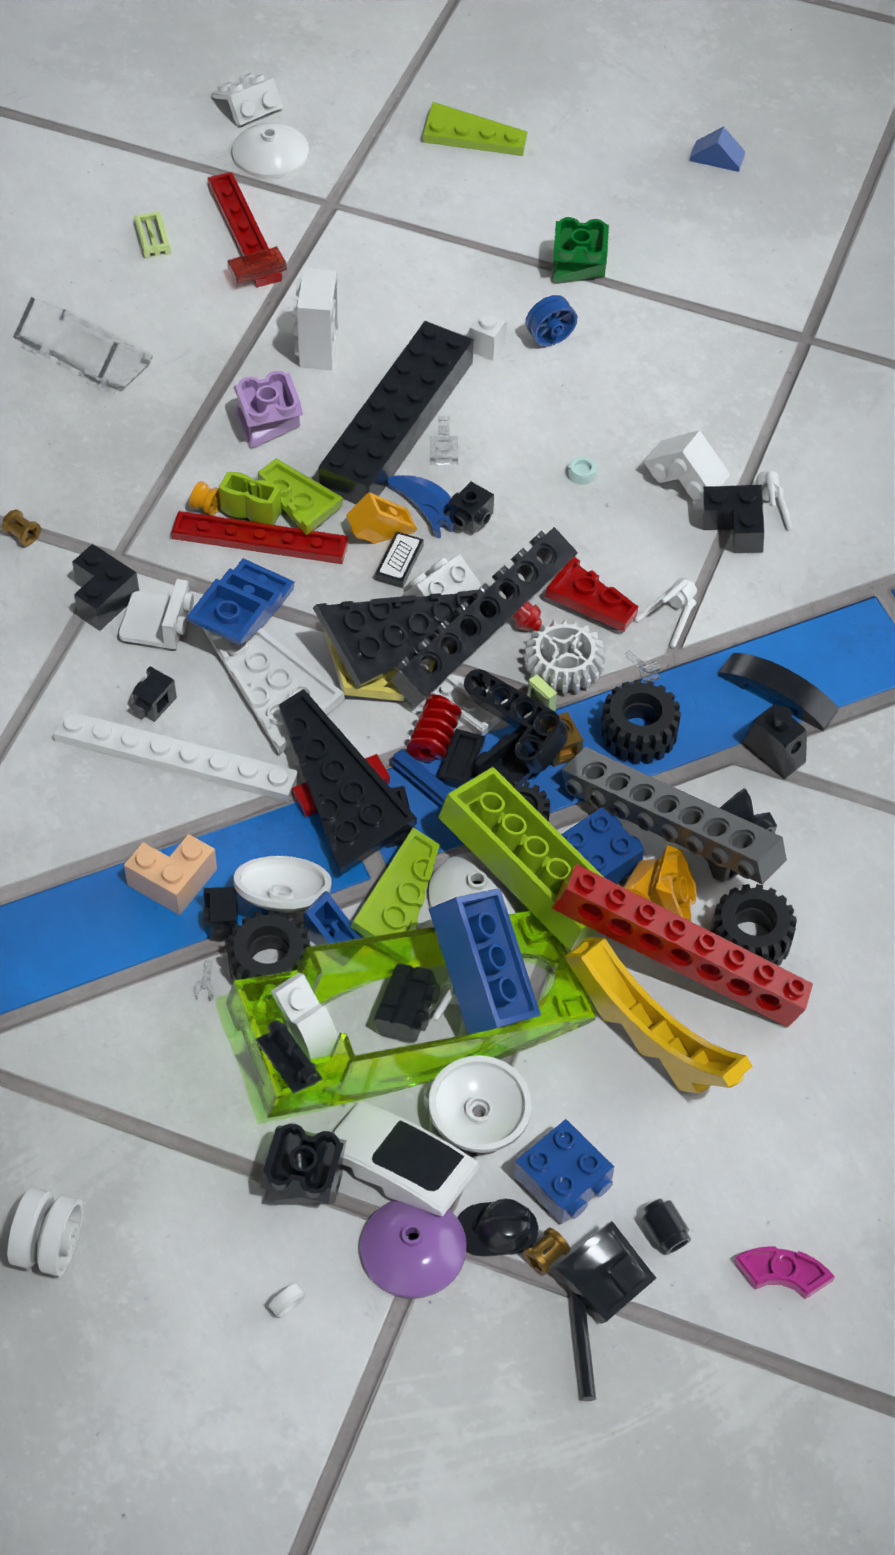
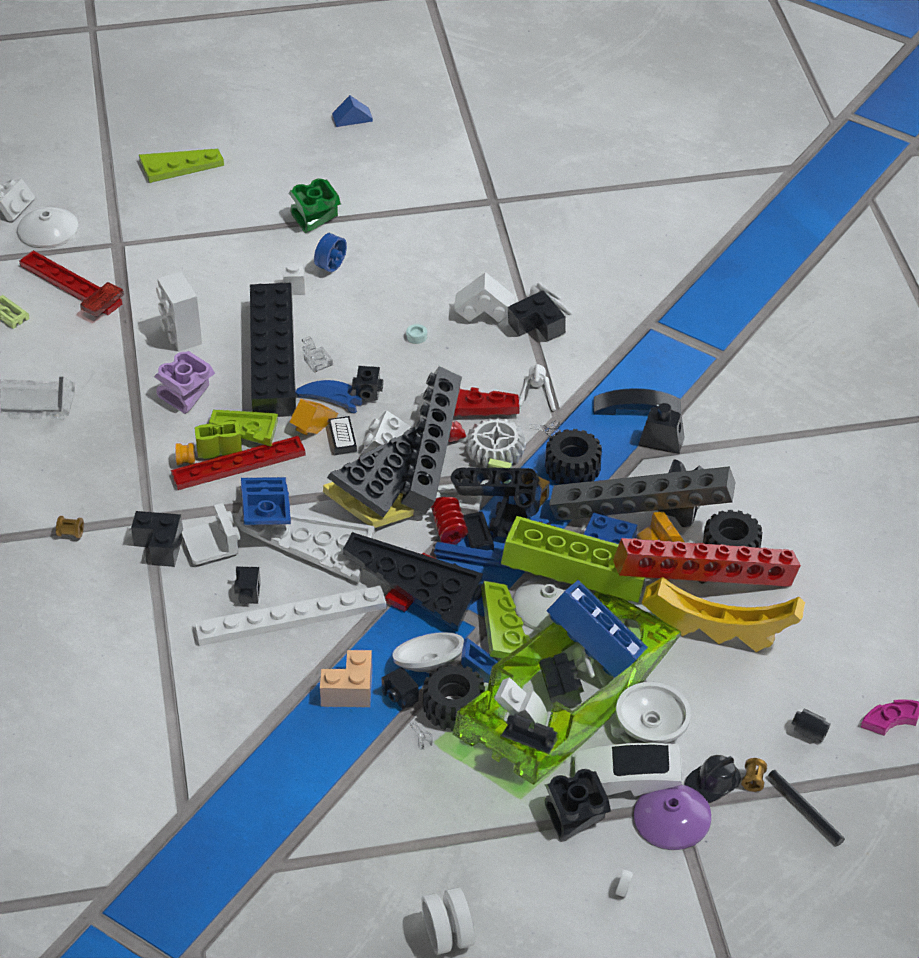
camera: 30 degrees left, 10 degrees down
(564, 1172) = (731, 725): blue brick -> none
(605, 1272) = (797, 767): black plate -> none

